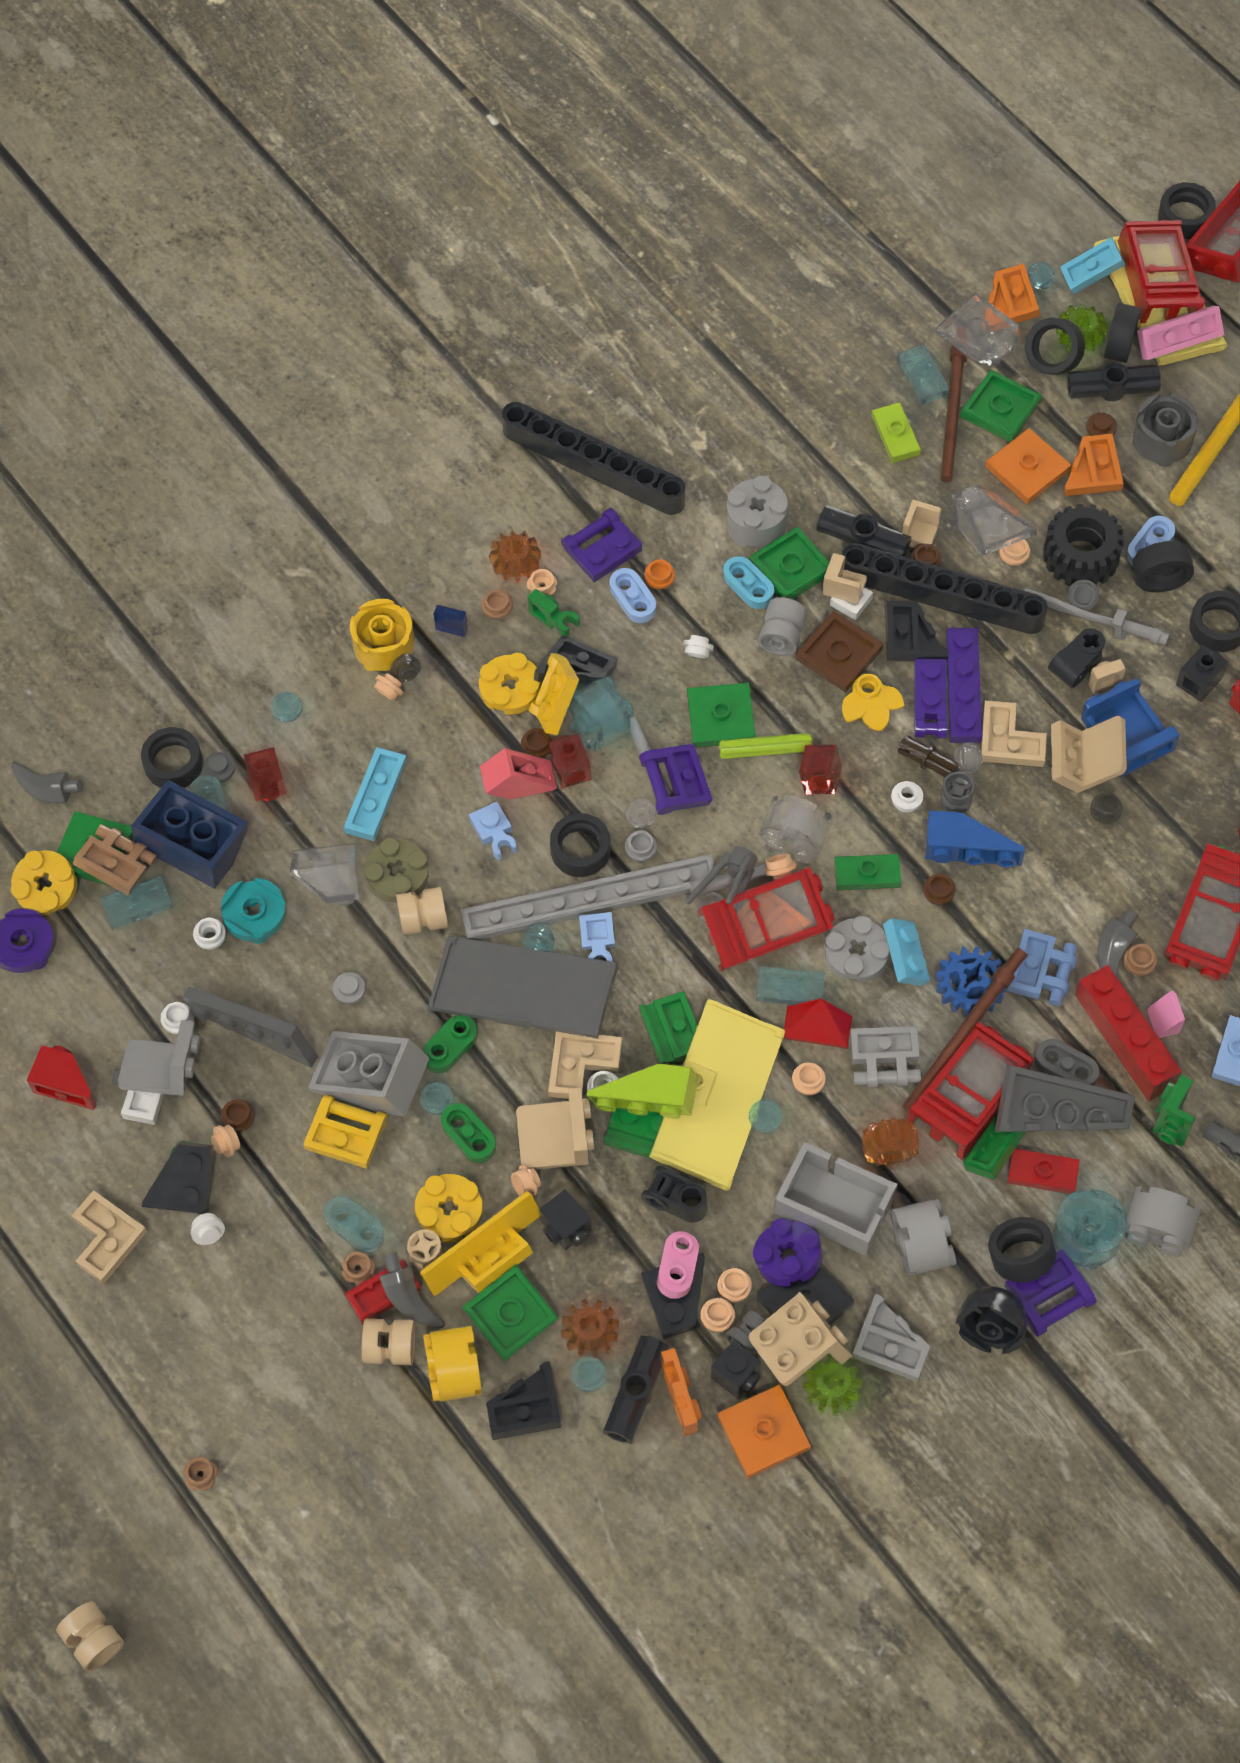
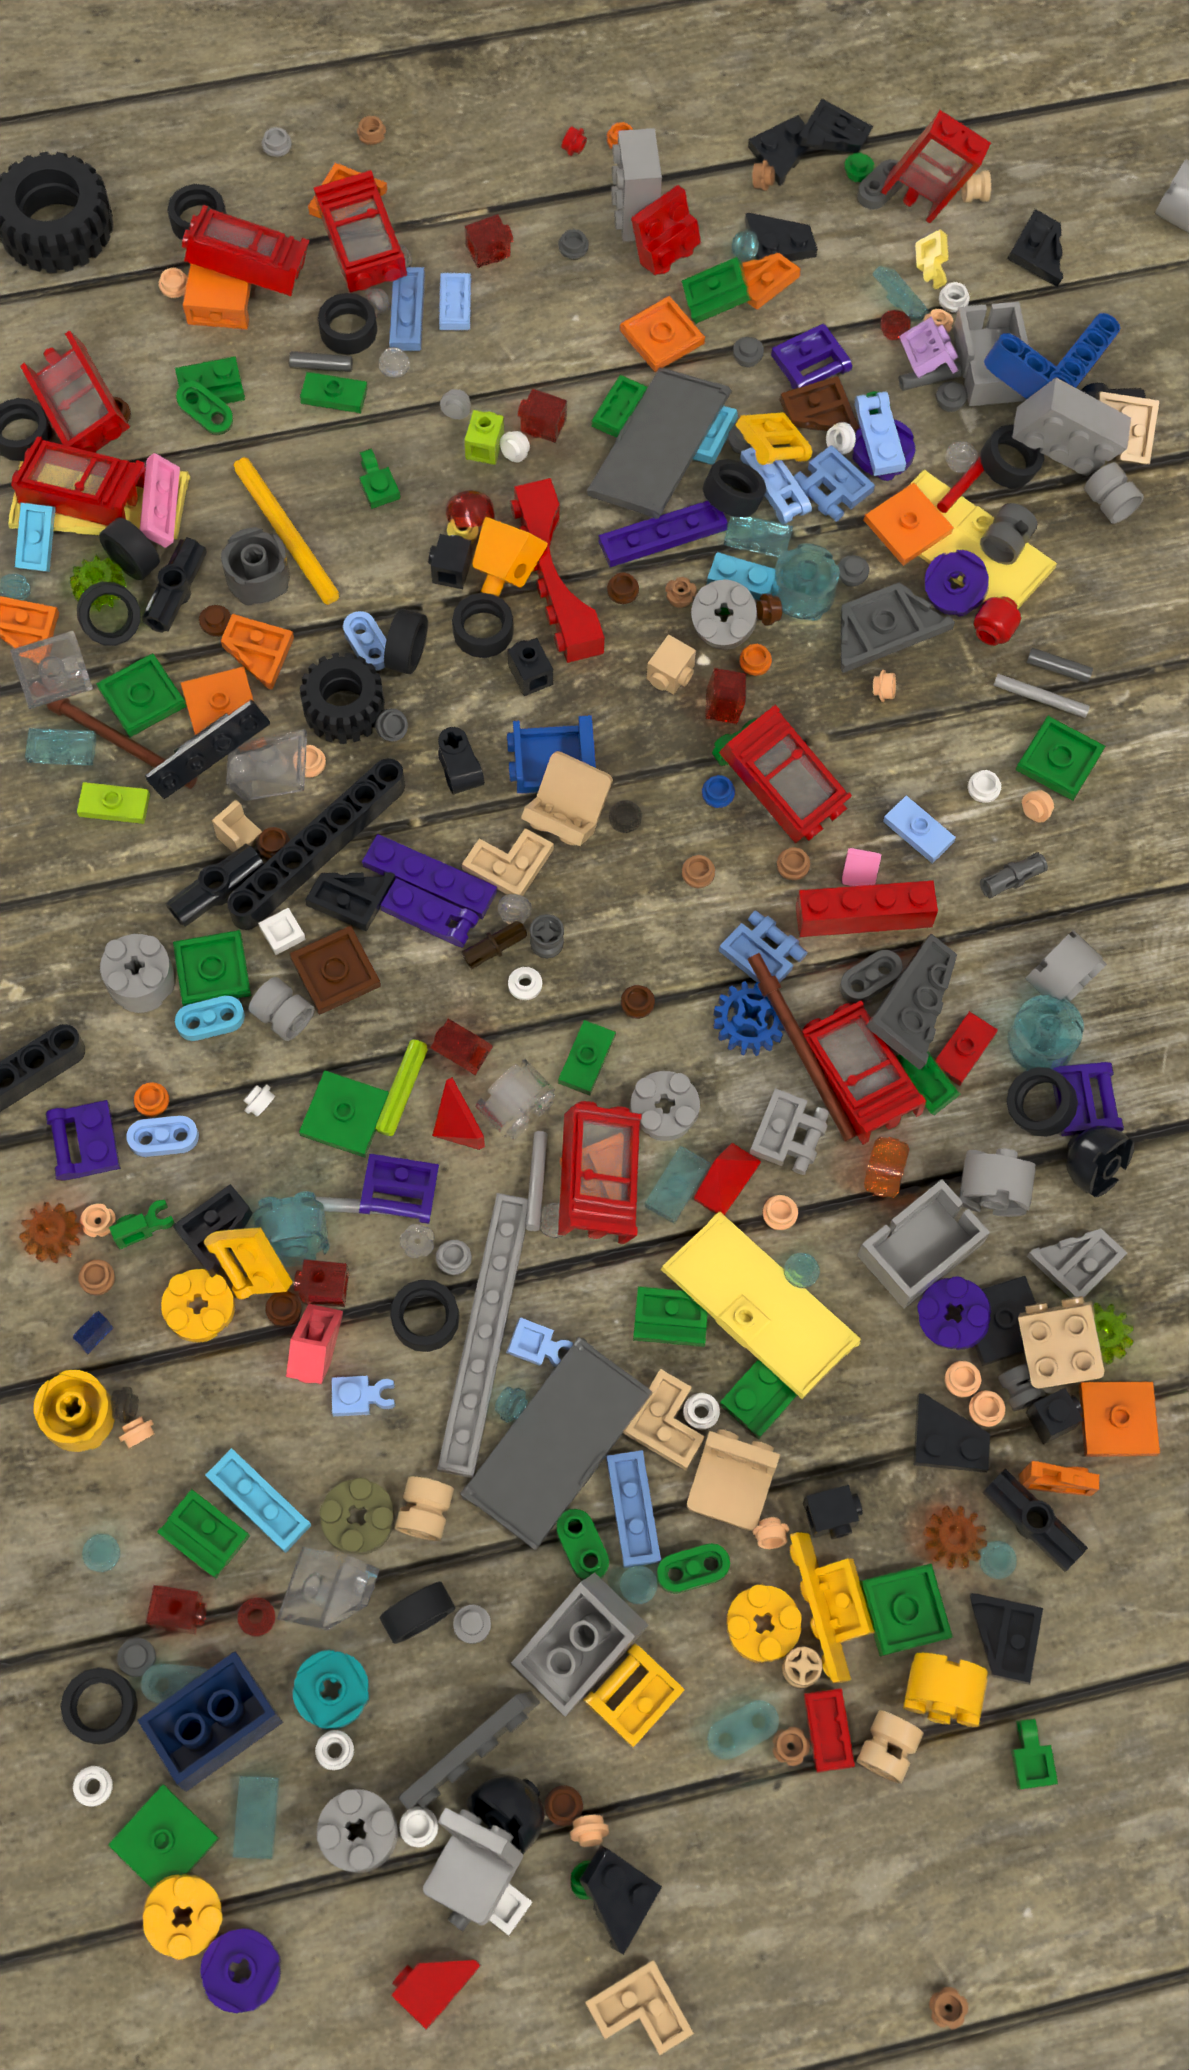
camera: 70 degrees left, 5 degrees up
(47, 788) = (60, 1864): dark grey bar -> none
(109, 775) = (82, 1780): none -> white plate
(111, 865) = (207, 1827): medium nougat plate -> none
(153, 972) = (335, 1837): none -> light grey brick
(207, 1229) = (682, 1891): white plate -> none
(215, 1073) = (510, 1806): none -> black cylinder
(285, 842) = (264, 1625): none -> clear red plate
(332, 768) = (203, 1533): none -> green plate
(336, 938) = (417, 1612): none -> black tyre
(403, 1294) = (843, 1709): dark grey bar -> none
(427, 1467) = (1033, 1763): none -> green plate
(496, 1067) = (633, 1509): none -> medium blue plate
(653, 1089) = (745, 1357): lime slope -> none
(671, 1190) = (844, 1396): black piece -> none
(677, 1262) = (925, 1422): bright pink plate -> none
(740, 867) = (535, 1169): dark grey plant -> none
(757, 796) = (455, 1119): none -> red slope
(779, 866) = (550, 1133): light nougat plate -> none
(843, 583) = (265, 928): tan panel -> none
(871, 706) = (410, 968): yellow plate -> none
(906, 952) = (692, 1061): medium azure plate -> none
(963, 839) = (597, 954): blue slope -> none
(974, 468) = (207, 748): none -> black bracket
(1087, 886) = (698, 871): none -> medium nougat plate
(1106, 675) = (489, 747): tan plate -> none
(1116, 939) = (765, 876): dark grey bar -> none
(1119, 621) = (440, 710): light grey sword -> none
(1173, 1123) = (964, 908): green bracket -> none
(1174, 871) = (718, 791): none -> blue plate

